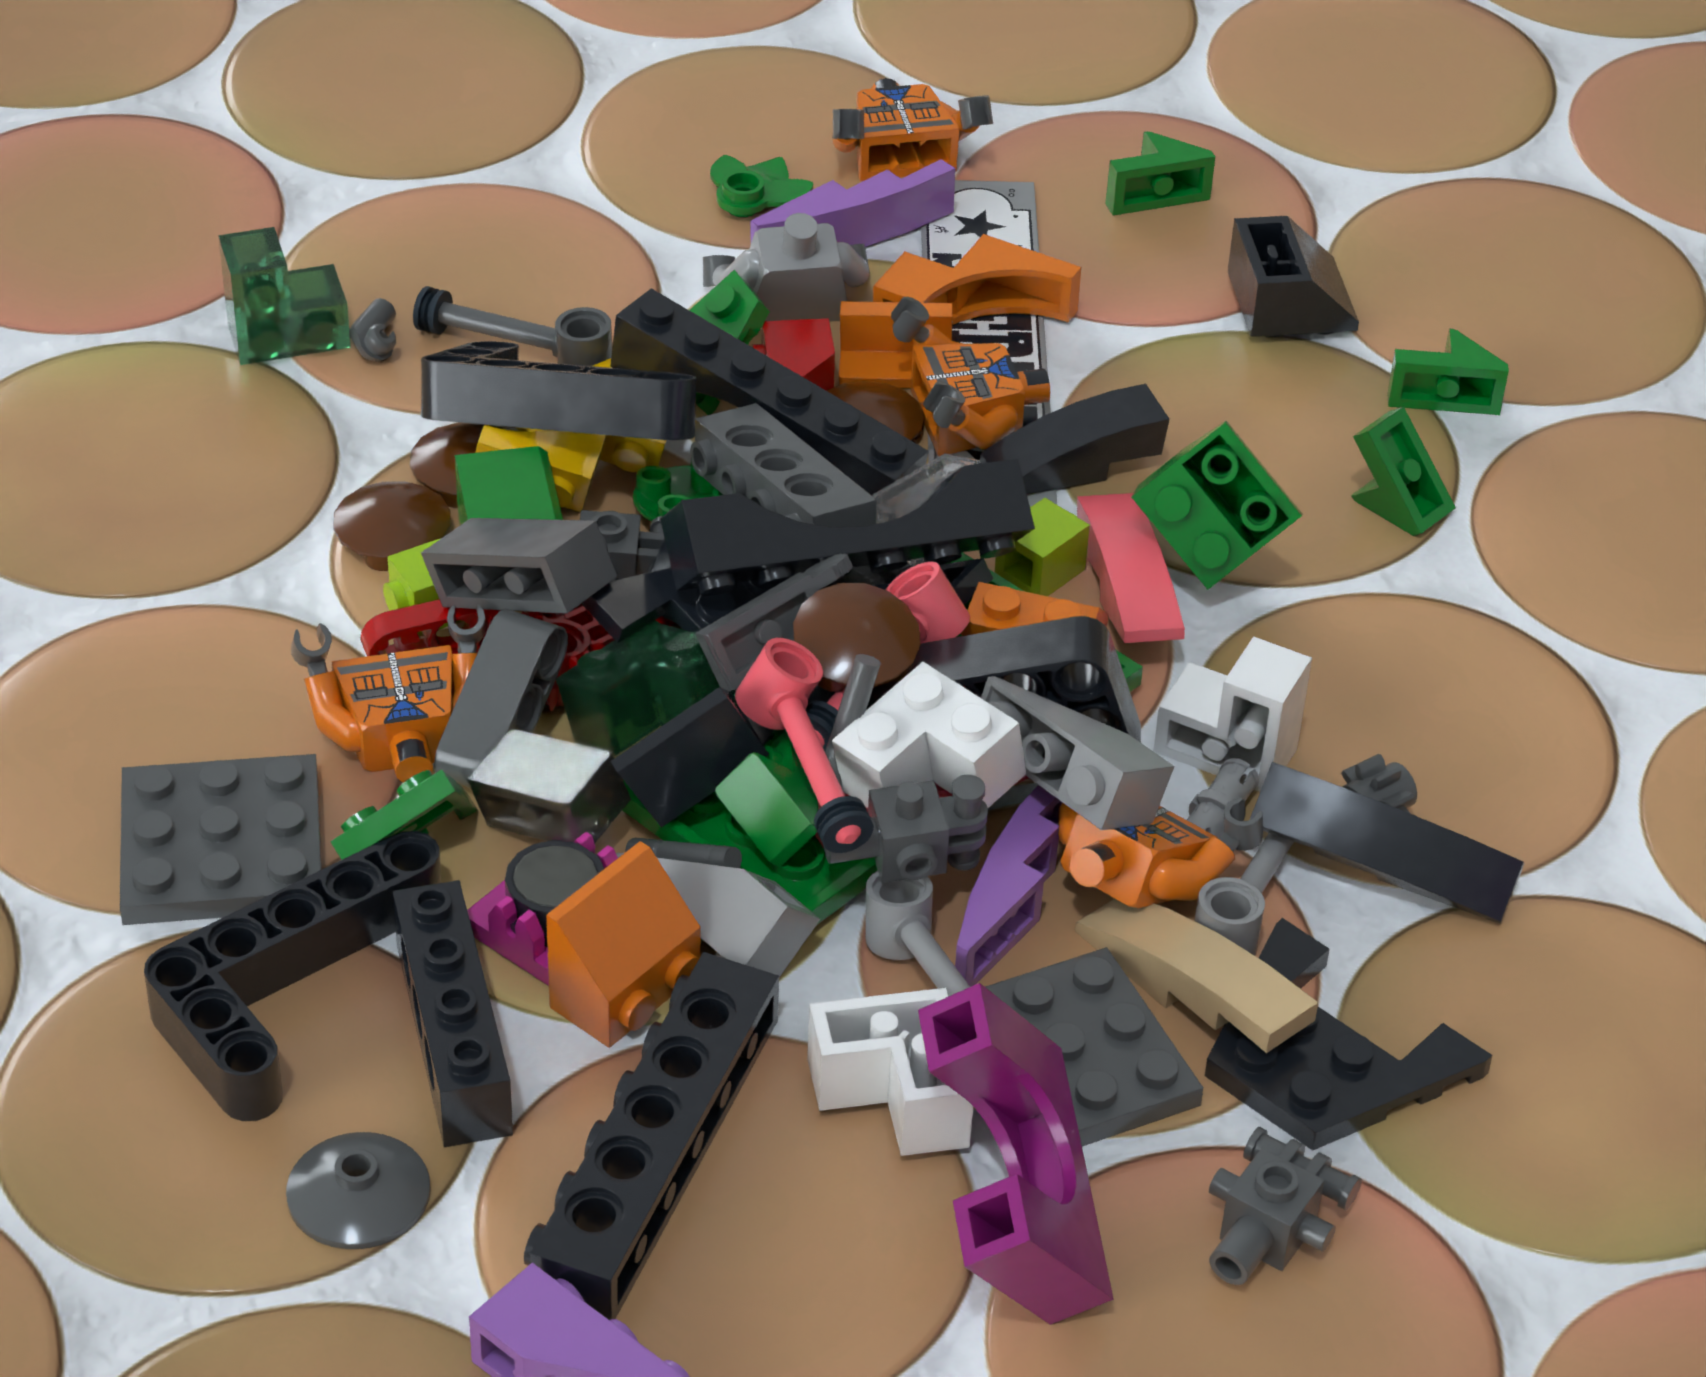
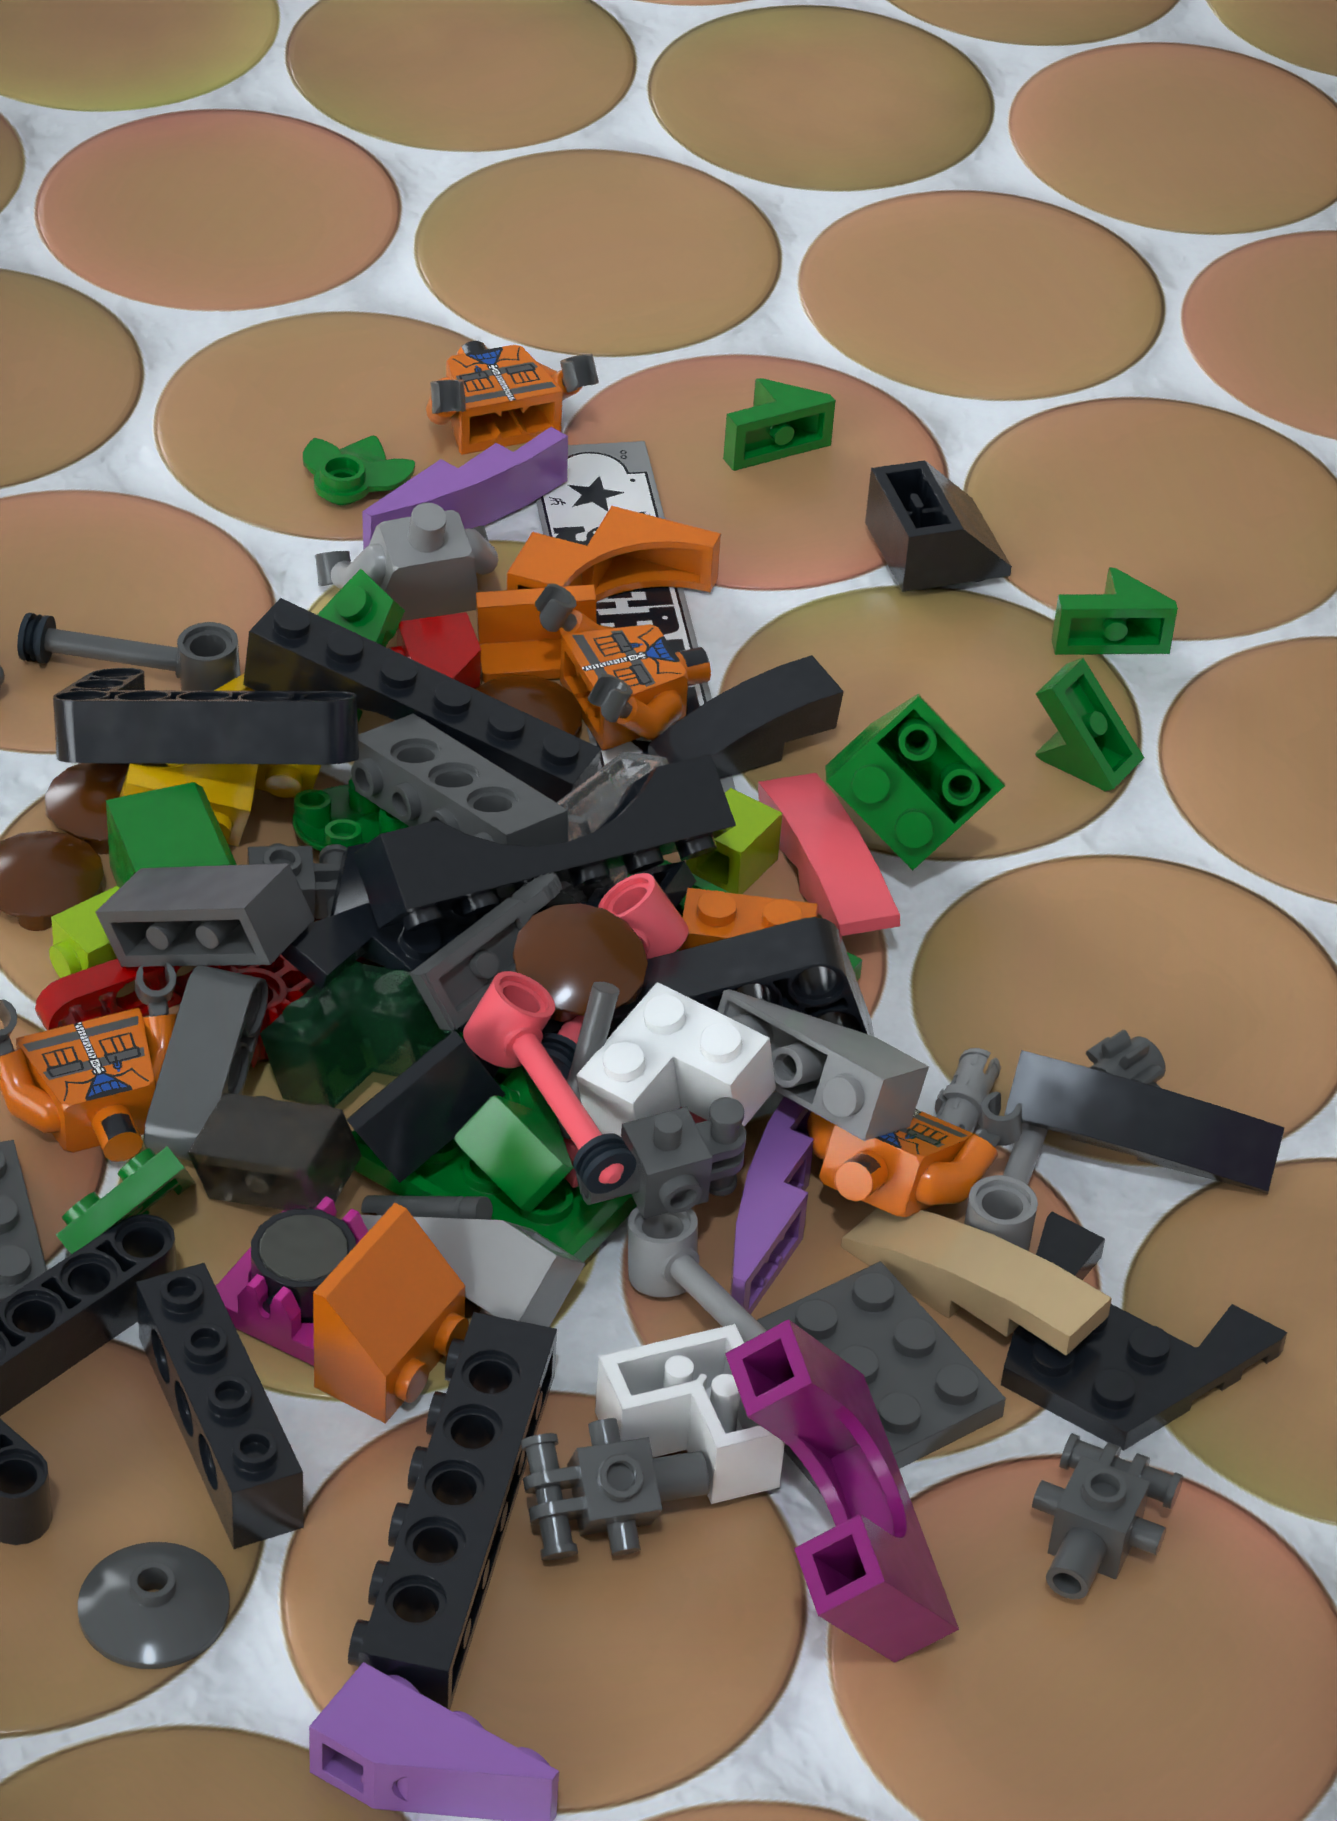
camera: 10 degrees left, 0 degrees up
(806, 1128) = (612, 1487): none -> dark grey piece
(1238, 716) = (975, 1004): white brick -> none

